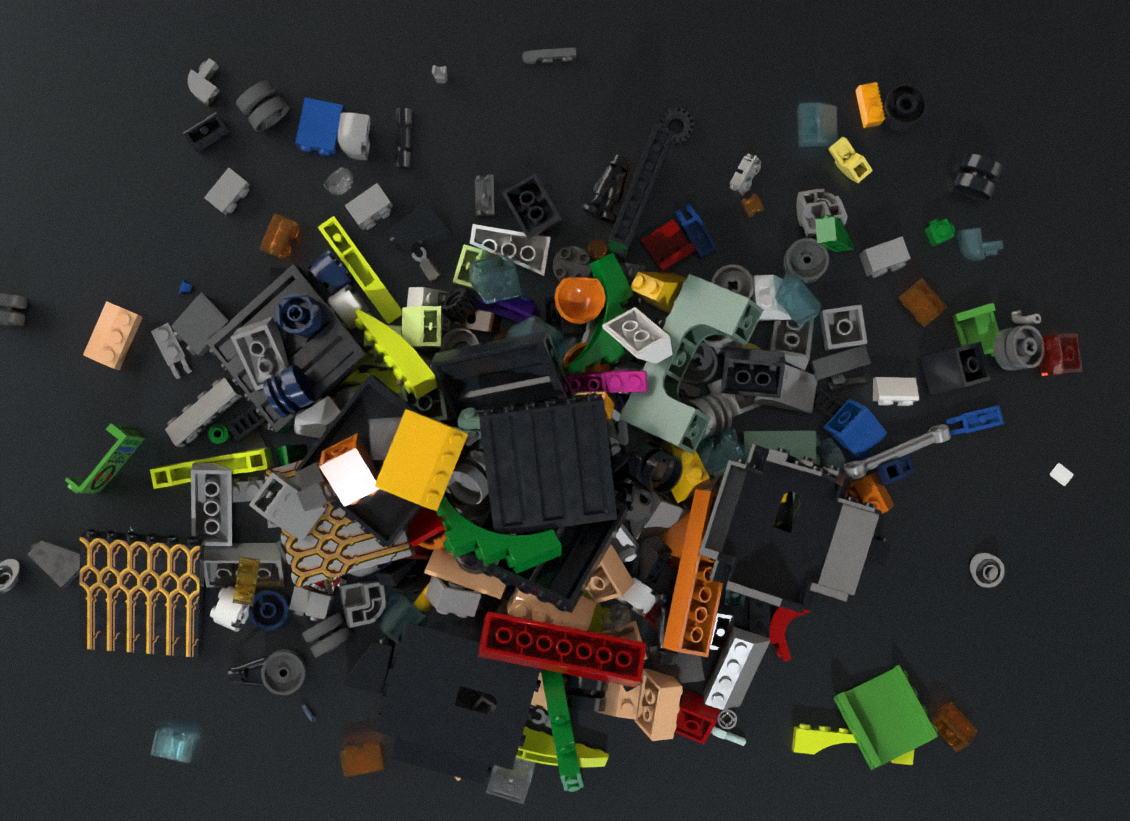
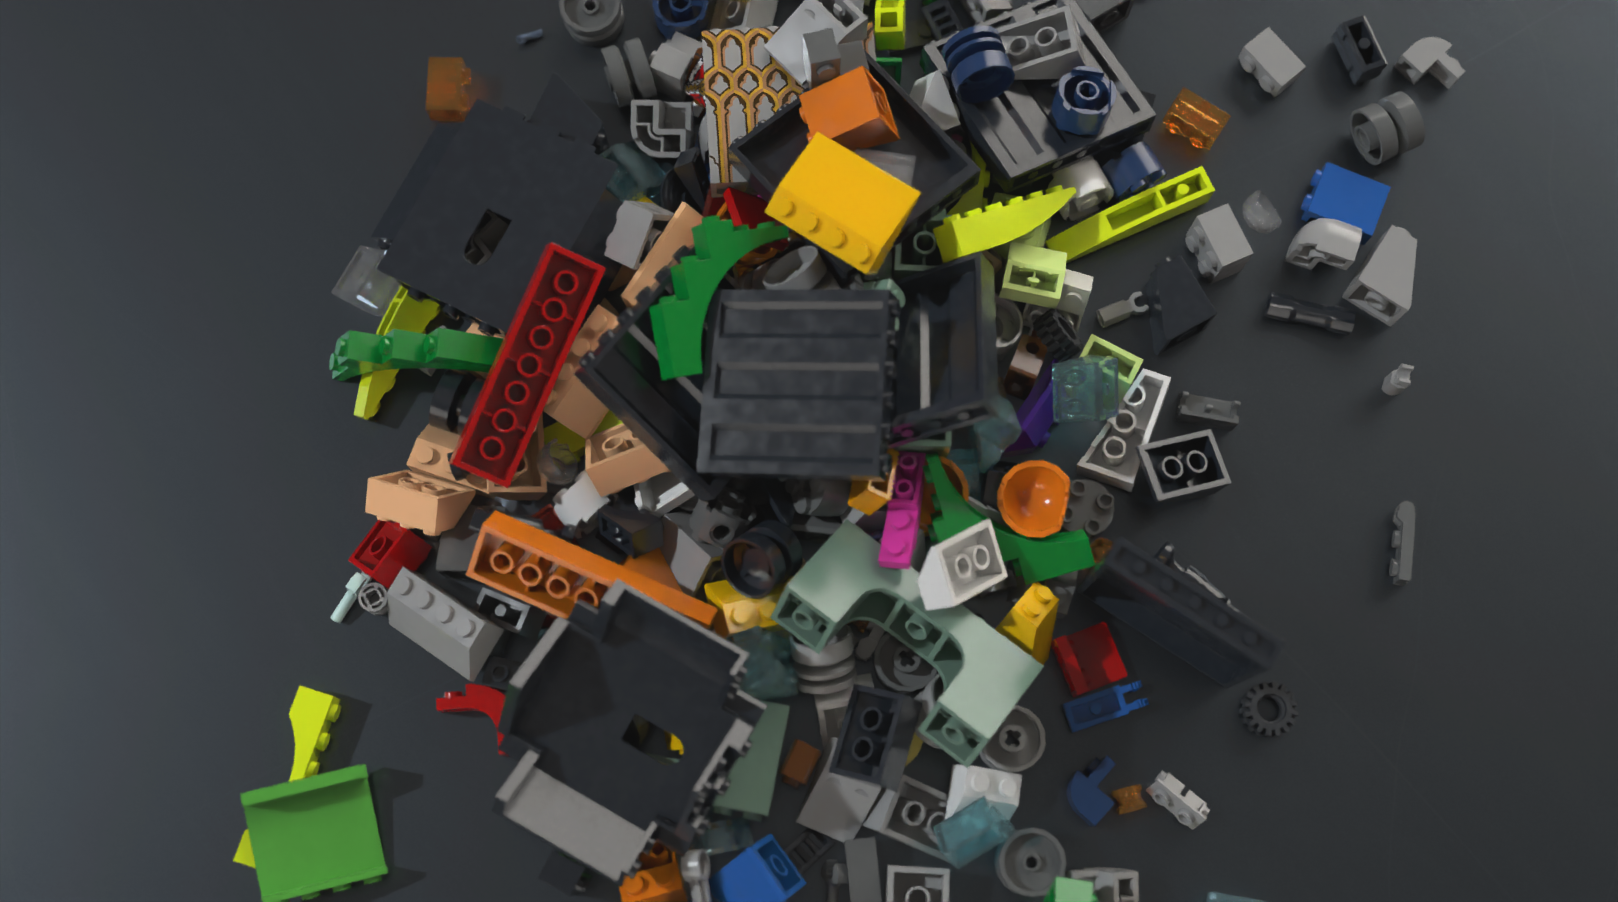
camera: 100 degrees right, 10 degrees down
(369, 92) = (1386, 277): none -> light grey slope
(752, 235) = (1084, 794): none -> dark blue brick
(776, 418) = (799, 764): none -> reddish brown brick

